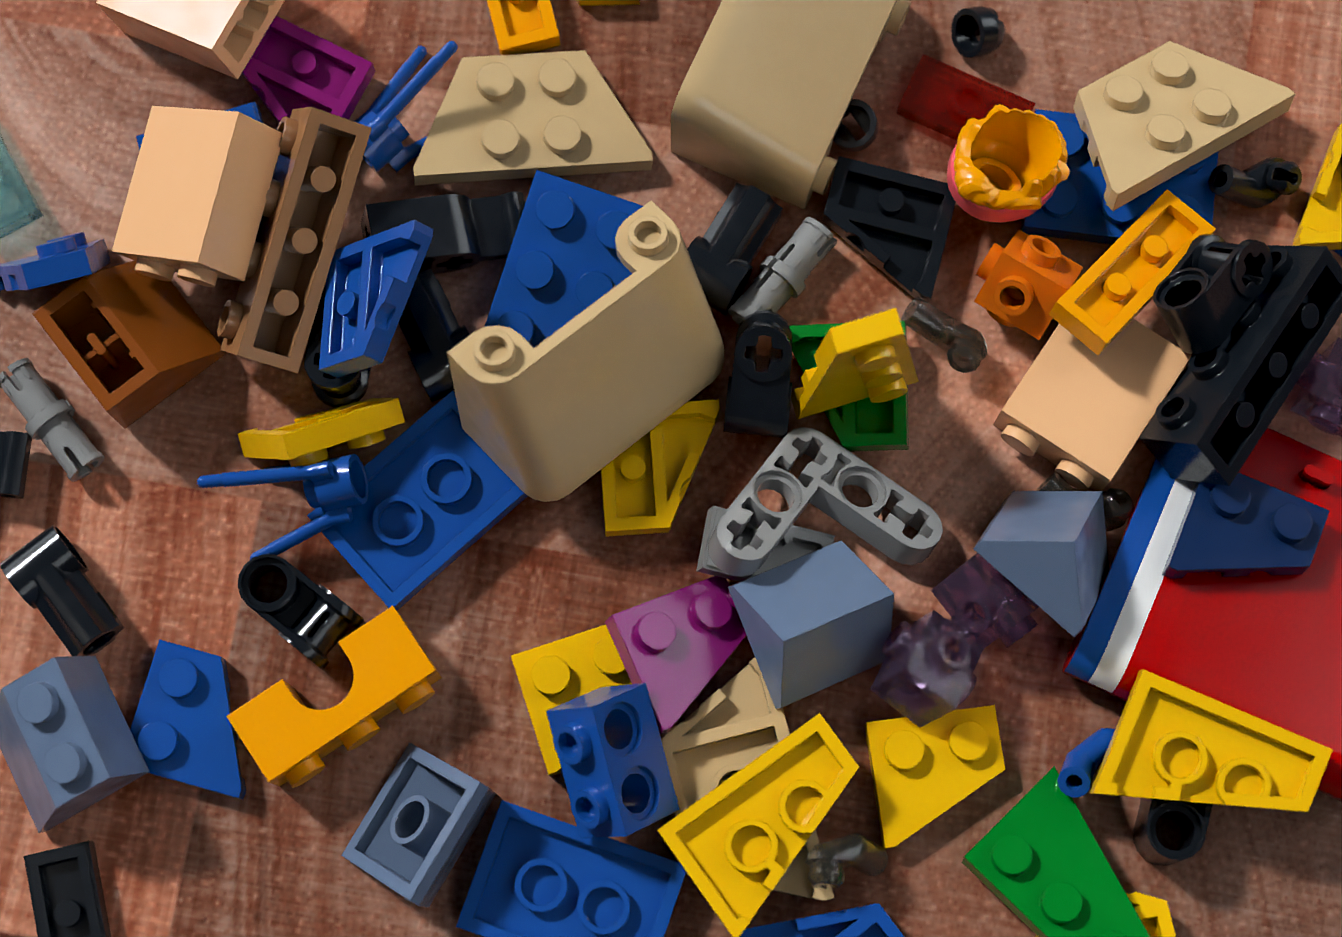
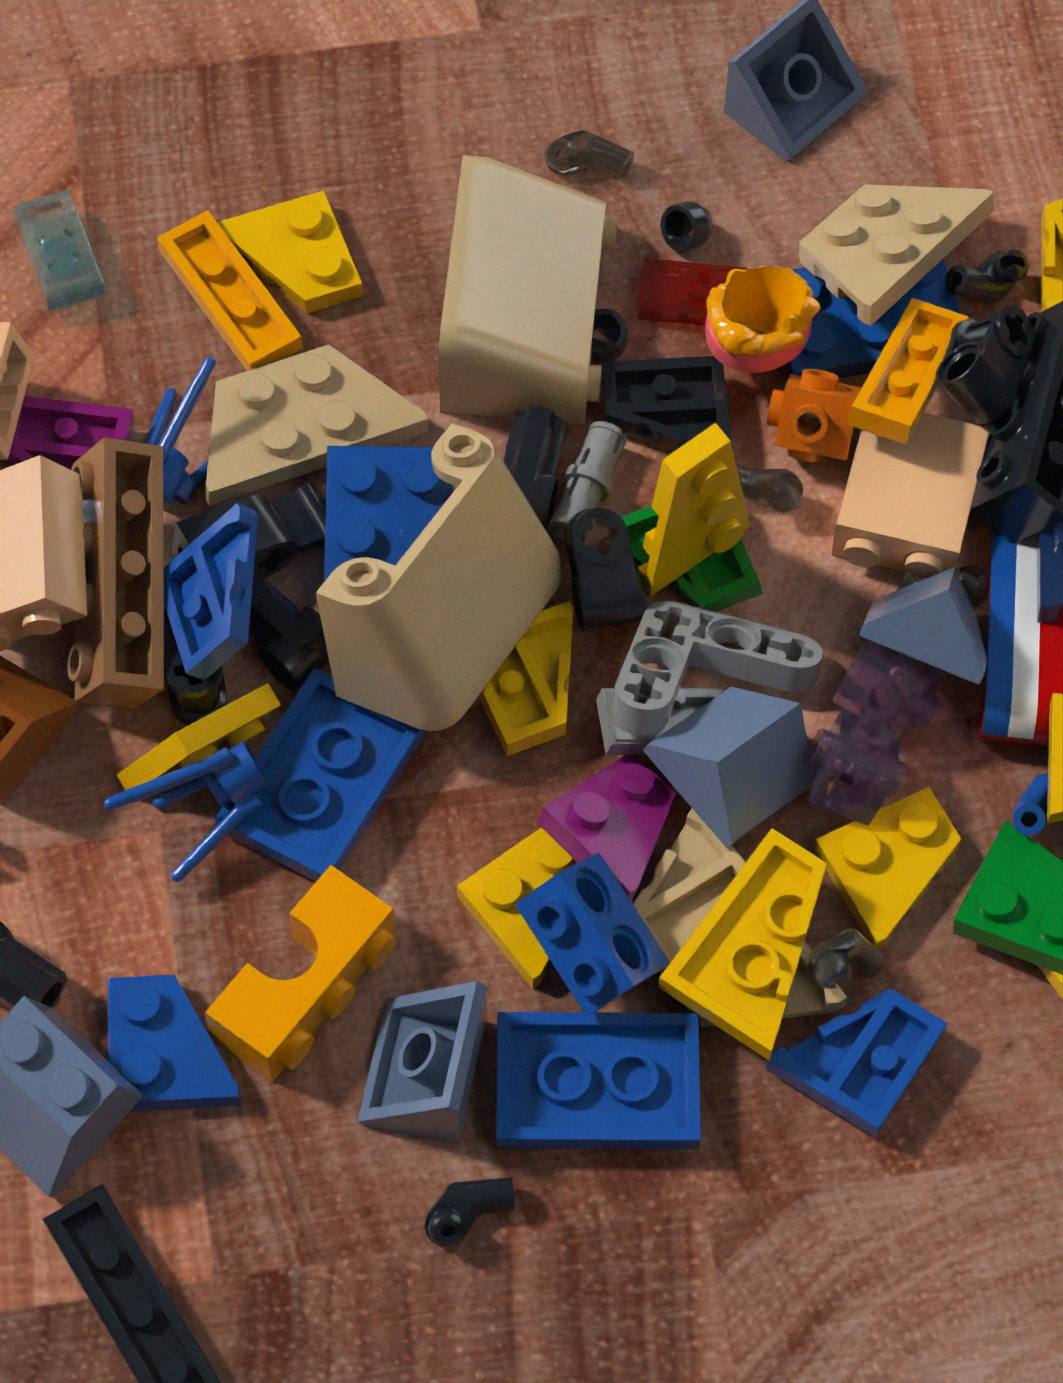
camera: 20 degrees left, 15 degrees down
(306, 613) = (245, 912): black piece -> none

